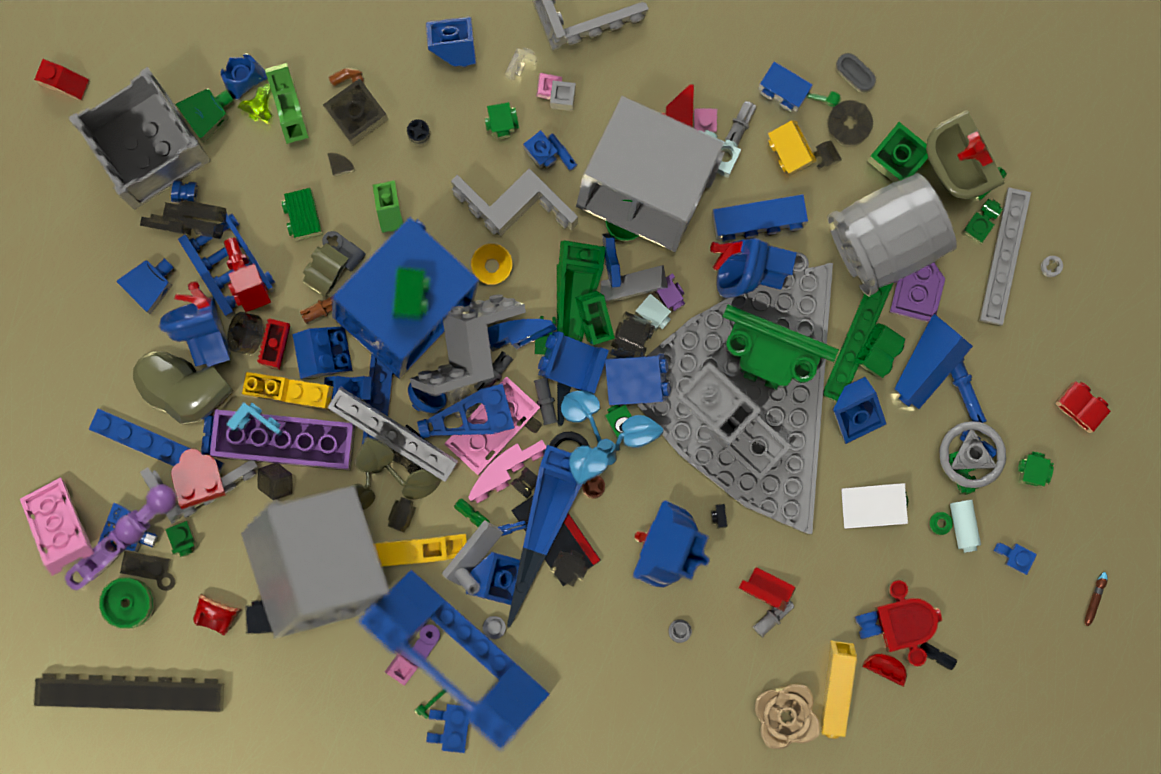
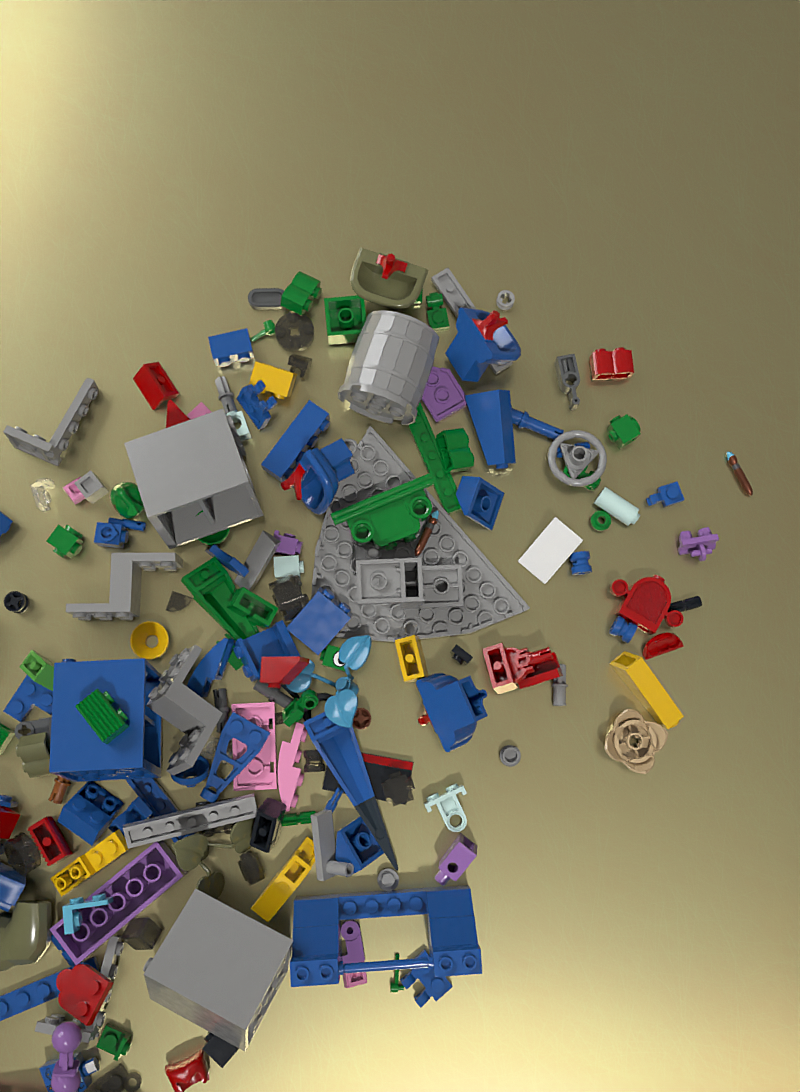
camera: 50 degrees left, 5 degrees down
(359, 214) = (26, 697): none -> blue plate
(445, 495) = (267, 825): none -> black brick
(542, 254) = (178, 602): none -> clear smoke tile
(549, 430) = (295, 709): none -> green plate
(567, 664) = (460, 852): none -> medium lavender torso
(570, 388) = (281, 670): none -> red slope
(581, 134) = (126, 499): none -> green piece
(594, 619) = (448, 806): none -> light aqua pin
(678, 480) = (411, 658): none -> yellow brick
(693, 58) = (155, 384): none -> red panel
(750, 563) = (512, 665): none -> red brick
(754, 155) = (256, 409): none -> blue plate
(789, 394) = (433, 519): none -> copper piece
(886, 97) = (301, 293): none -> green brick
(888, 541) = (580, 563): none -> blue wheel
(989, 284) = (480, 342): none -> blue piece
(998, 621) = (697, 546): none -> medium lavender hips
(1033, 377) = (568, 371): none -> dark grey piece

